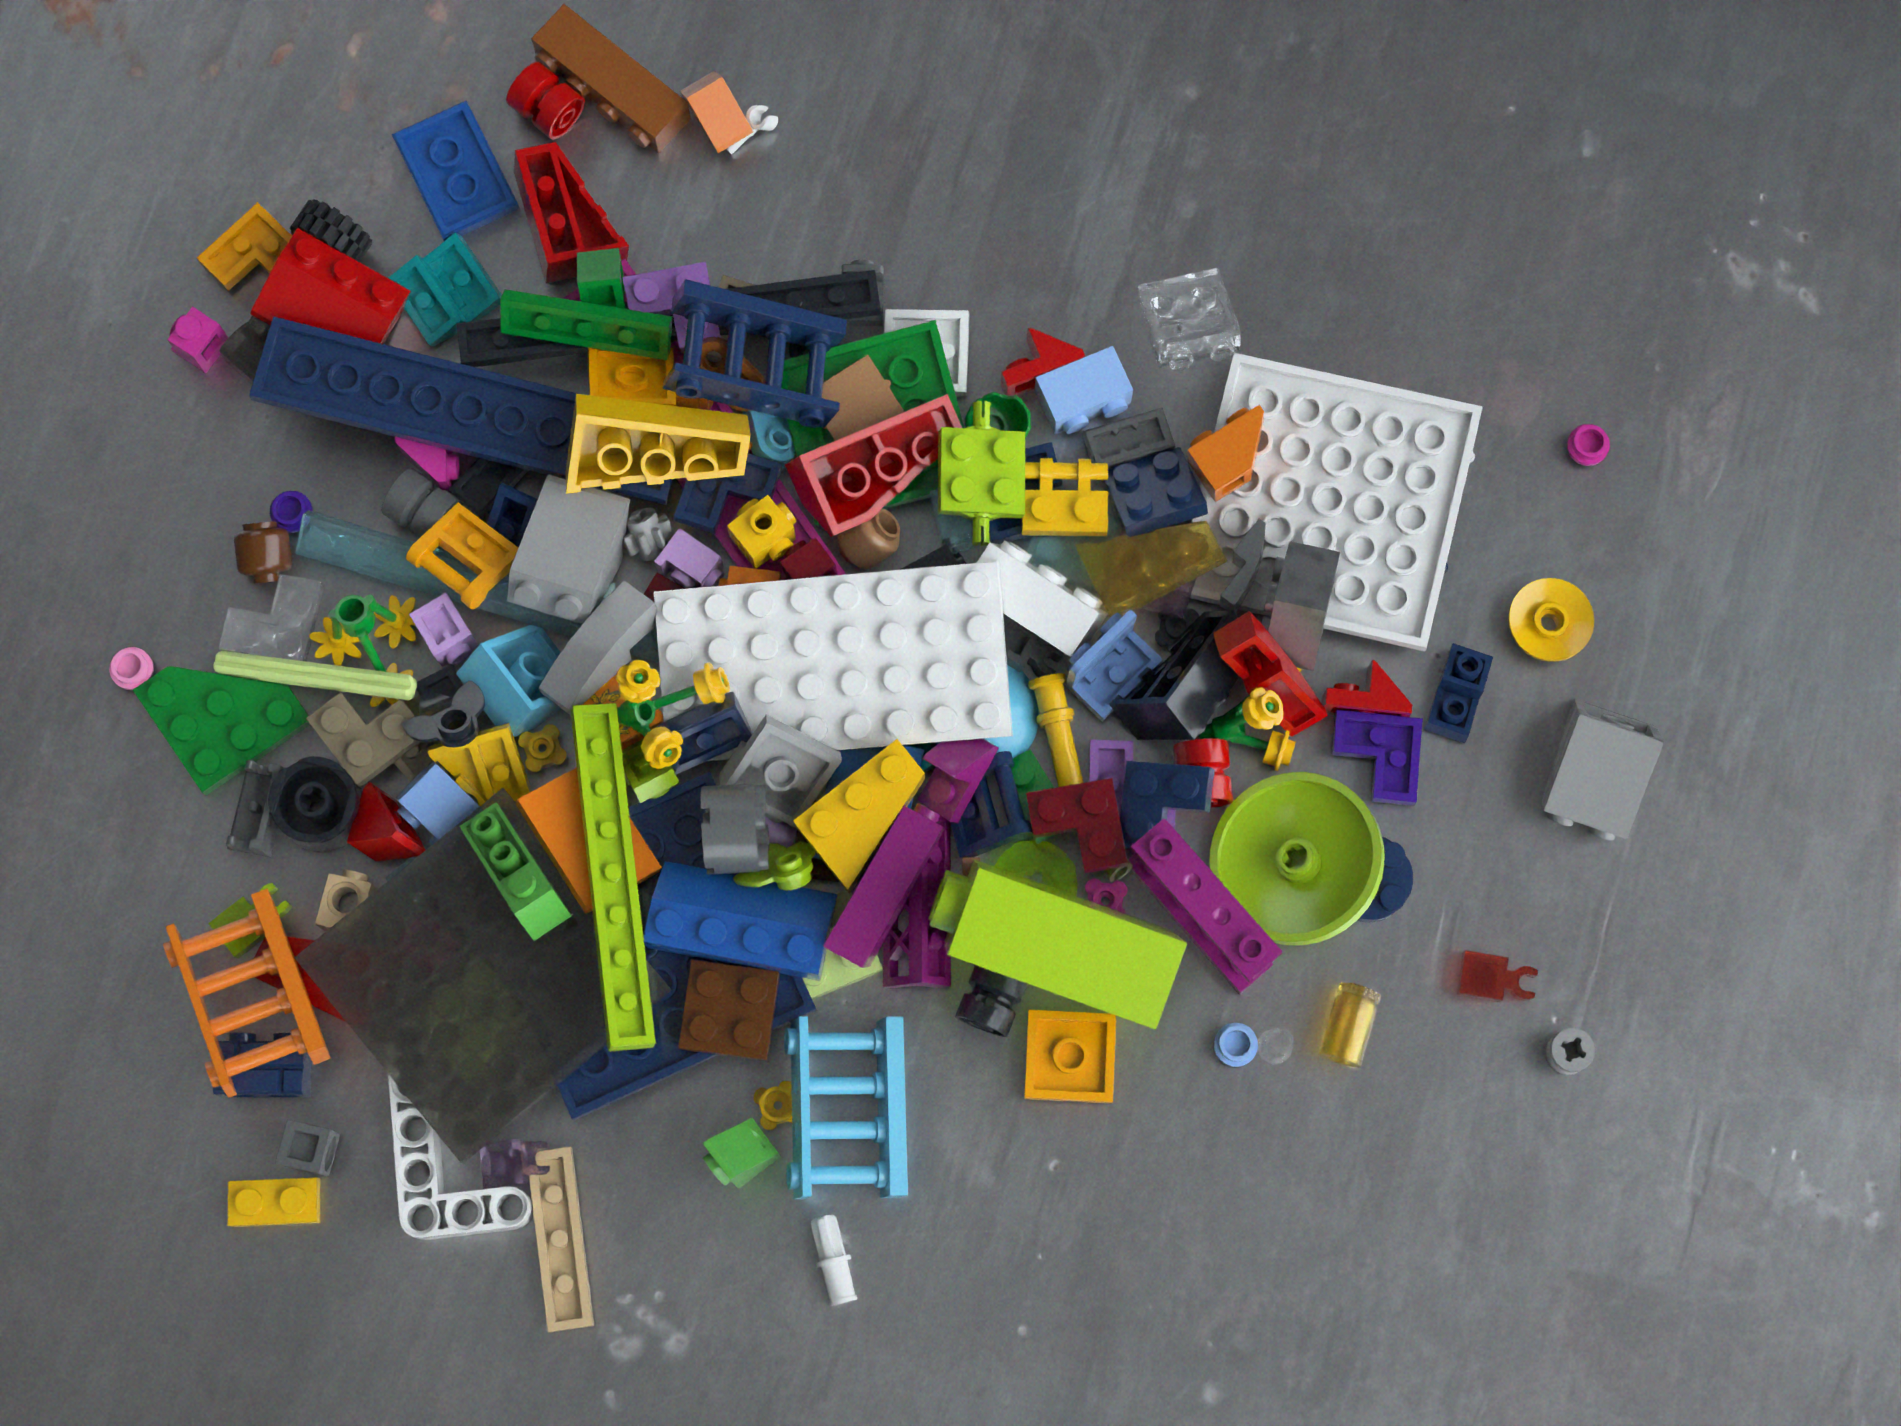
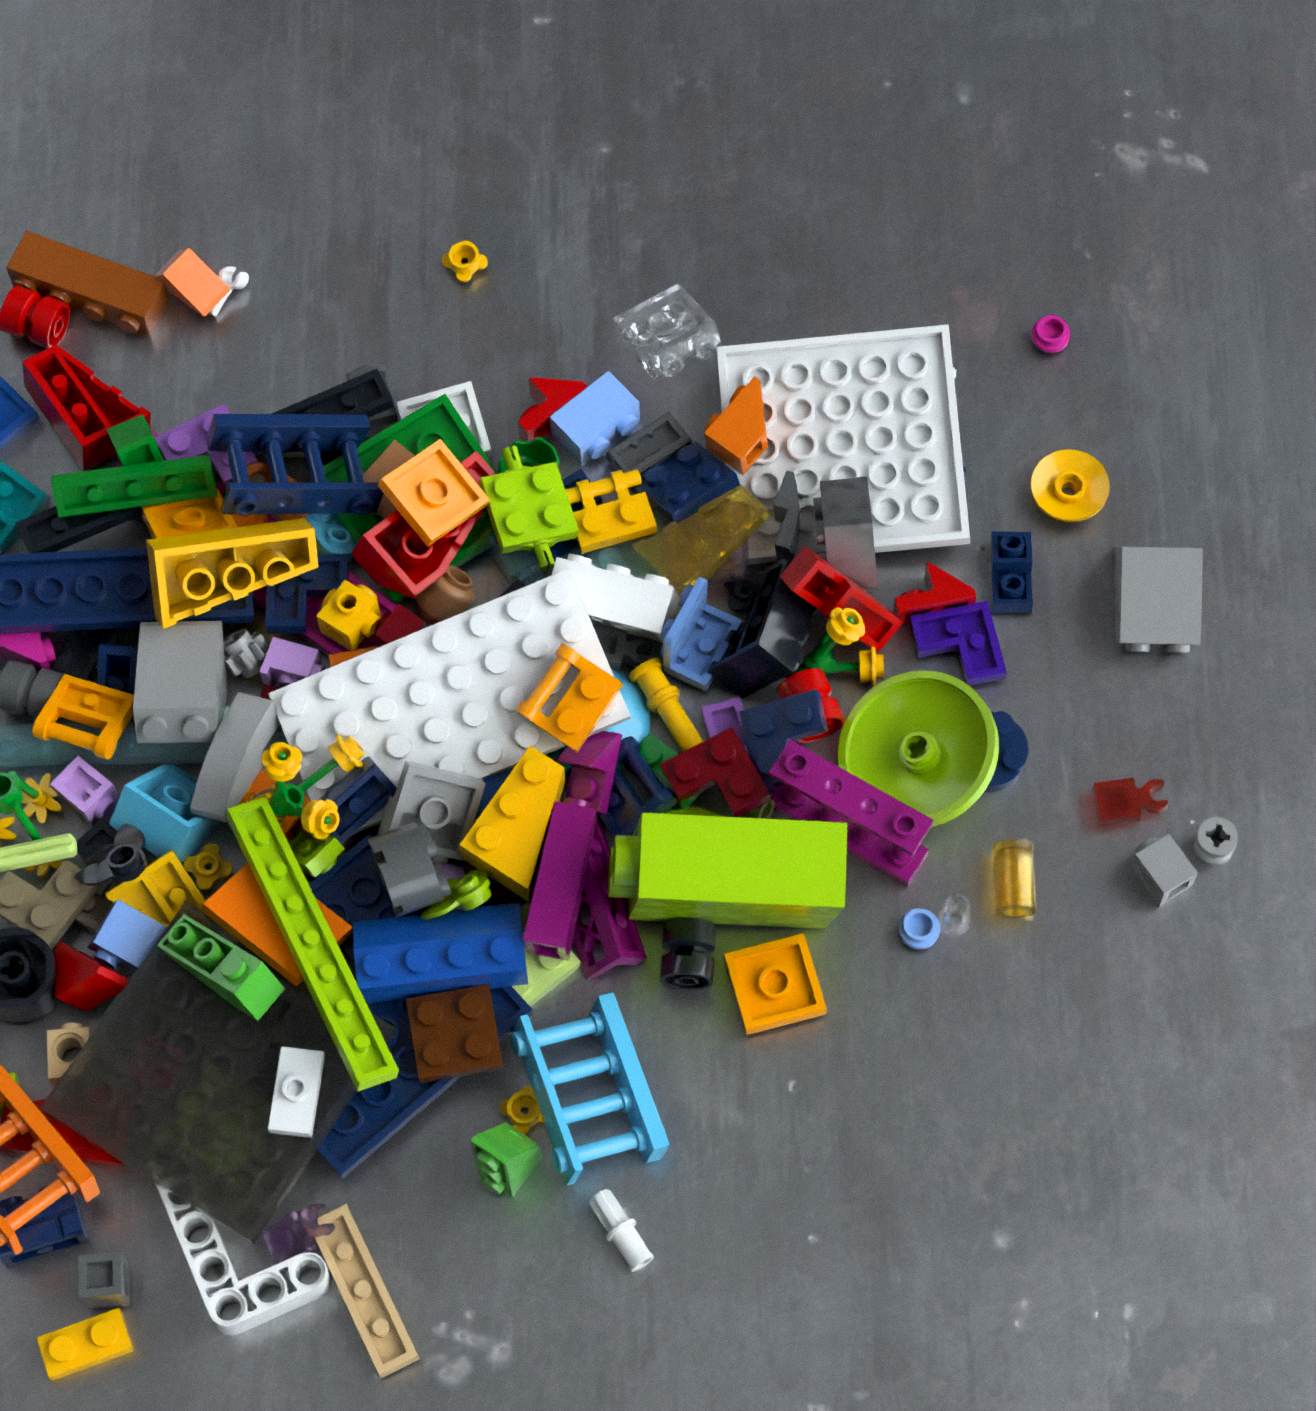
camera: 15 degrees left, 10 degrees down
(550, 1025) = (296, 1092): none -> white plate
(886, 431) = (433, 492): none -> light orange plate
(964, 710) = (580, 706): none -> light orange plate
(1005, 161) = (462, 251): none -> yellow plate
(1505, 1063) = (1163, 868): none -> light grey brick

